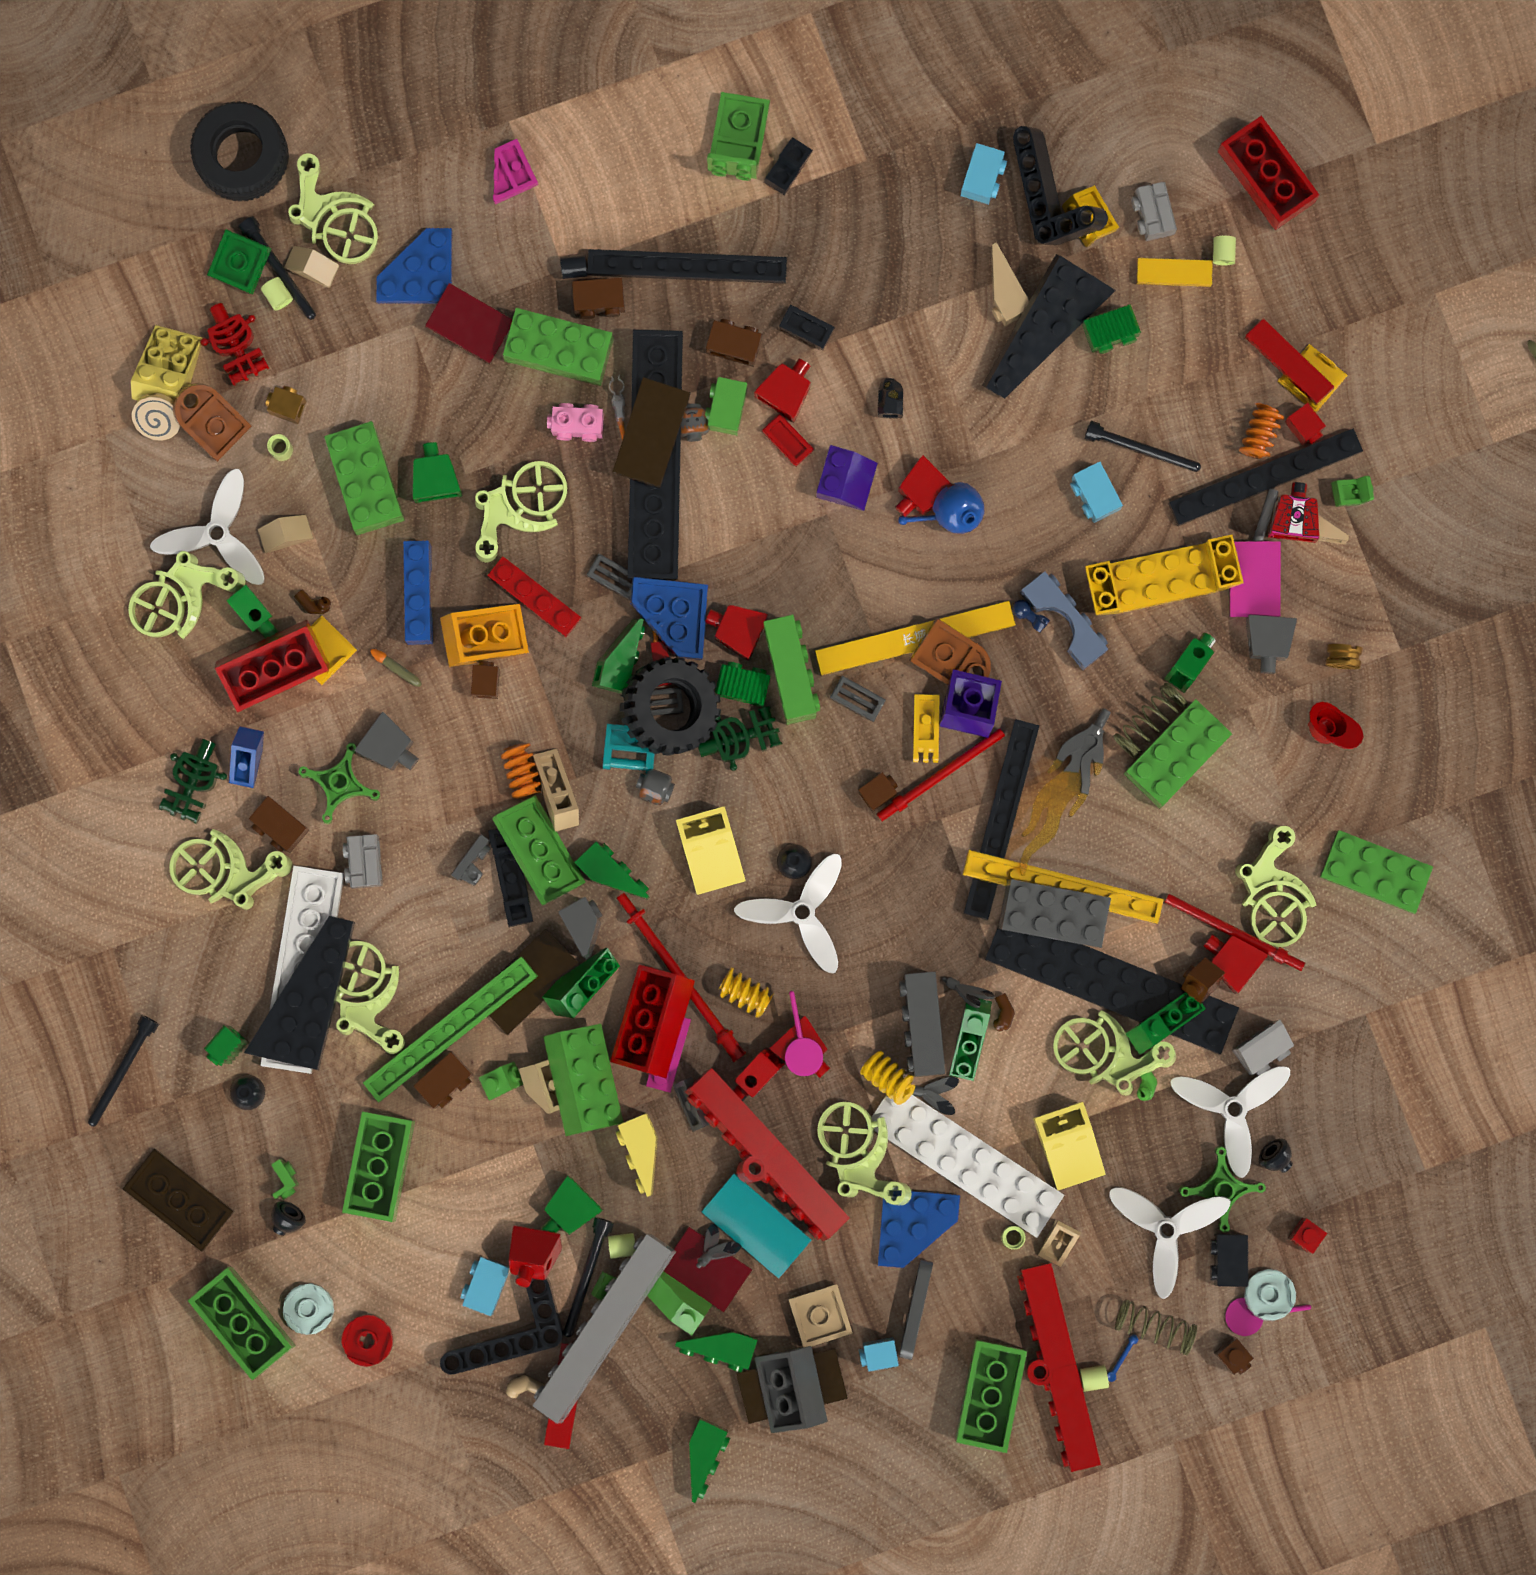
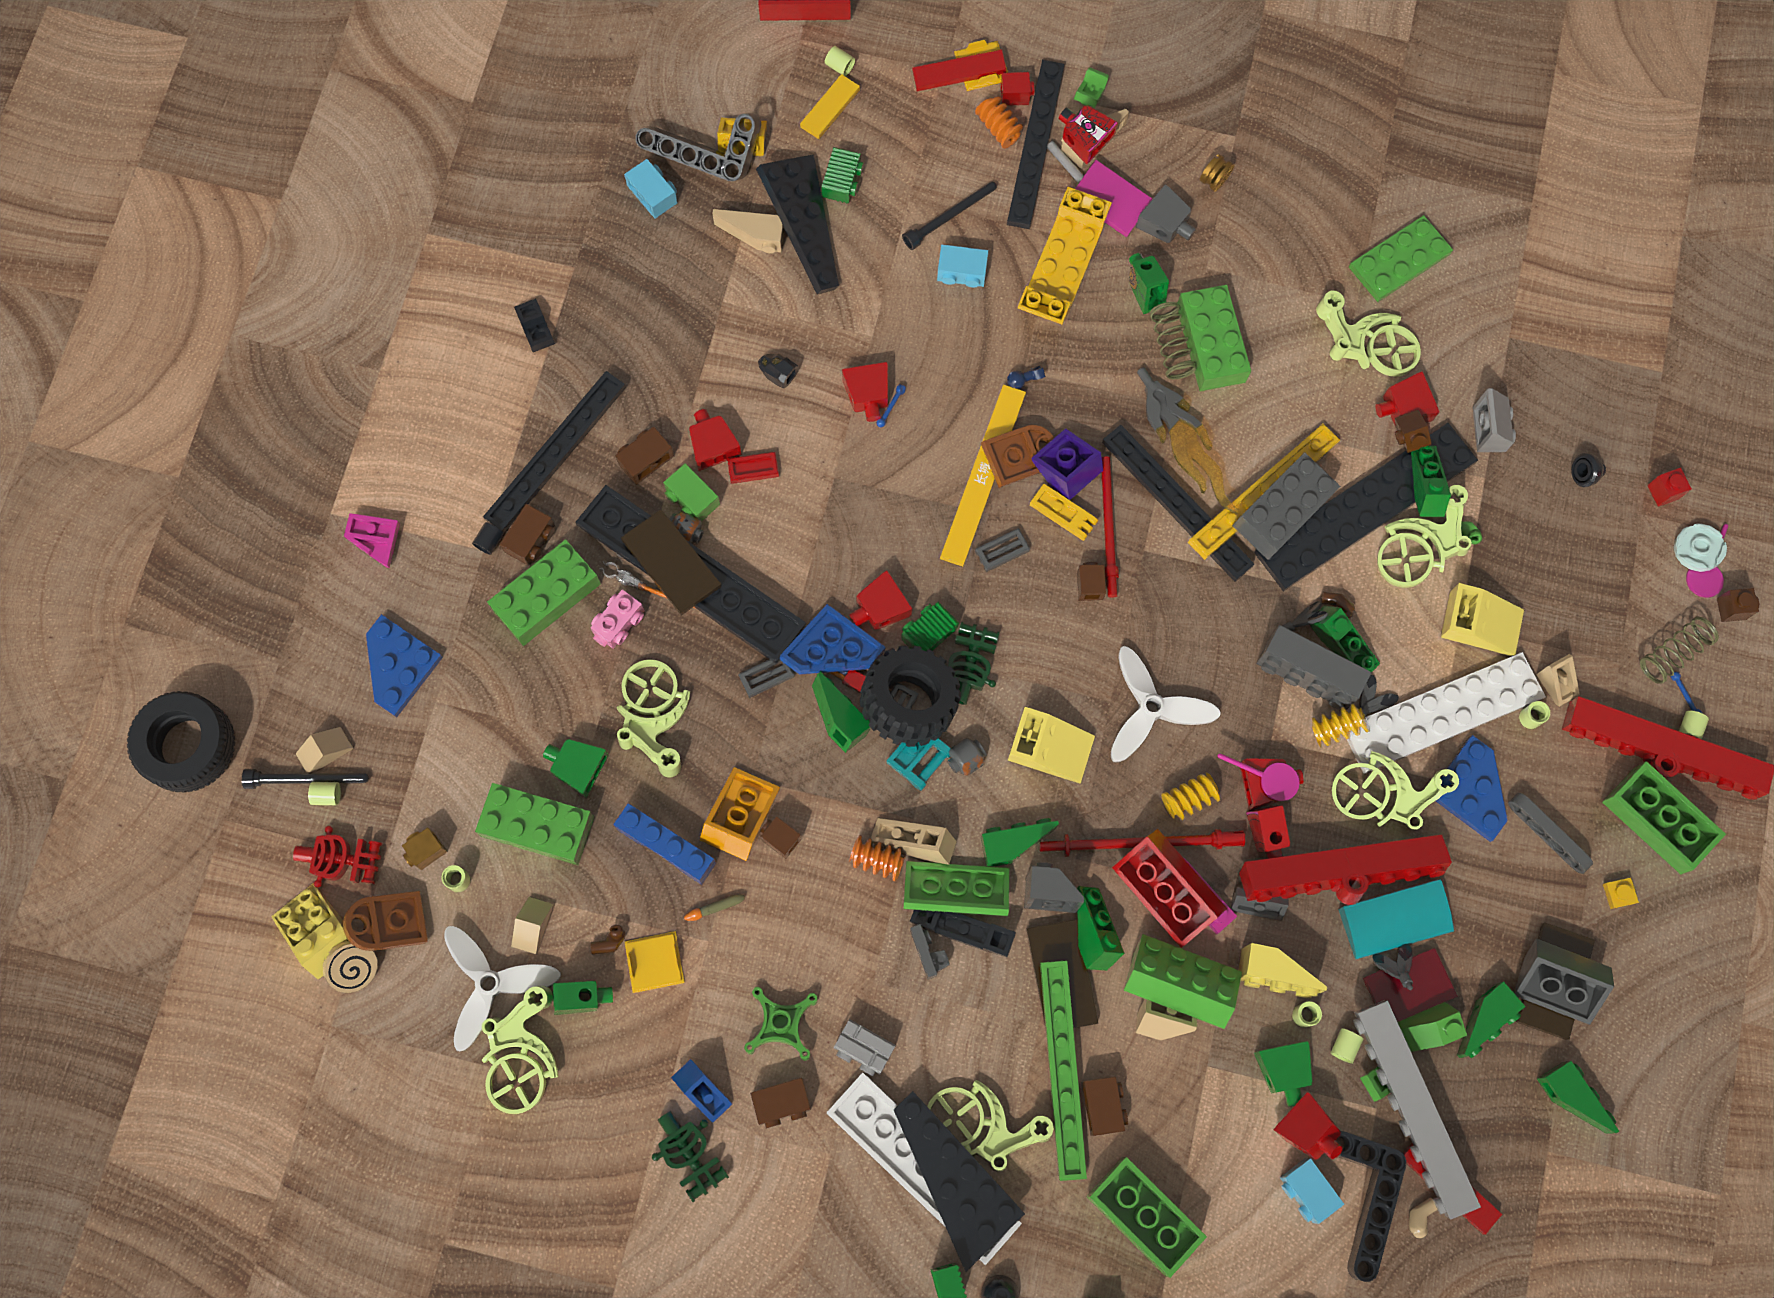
camera: 60 degrees left, 10 degrees down
(239, 261) = (273, 806): green plate -> none
(240, 882) = (807, 1170): yellowish green piece -> none
(272, 666) = (639, 1011): red brick -> none
(314, 207) = (277, 715): yellowish green piece -> none
(387, 745) = (777, 958): dark grey torso -> none
(469, 323) = (470, 651): dark red tile -> none
(501, 1080) = (1135, 1055): bright green bracket -> none
(534, 596) = (736, 751): red plate -> none
(601, 1230) = (1321, 1054): black piece -> none
(618, 1203) = (1316, 1014): none -> yellowish green beam
(738, 136) = (482, 345): bright green bracket -> none
(790, 670) = (945, 581): bright green brick -> none
(794, 861) = (1103, 687): black brick -> none
(806, 327) = (673, 393): black plate -> none
(820, 1316) = (1509, 916): tan plate -> none
(846, 478) = (815, 442): dark purple slope -> none
(879, 1354) = (1576, 885): medium azure brick -> none
(904, 1398) = (1620, 893): none -> yellow plate
(959, 508) = (904, 370): blue cylinder -> none
(1046, 596) = (1076, 349): sand blue arch -> none
(1150, 1217) = (1616, 602): white piece -> none
(1154, 211) = (773, 88): light grey brick -> none
(1222, 1184) = (1590, 528): bright green piece -> none
(1230, 1260) = (1655, 558): black brick -> none
(1236, 1131) = (1545, 486): white piece -> none
(1279, 954) = (1425, 365): red bar -> none
(1333, 726) = (1266, 214): red piece -> none

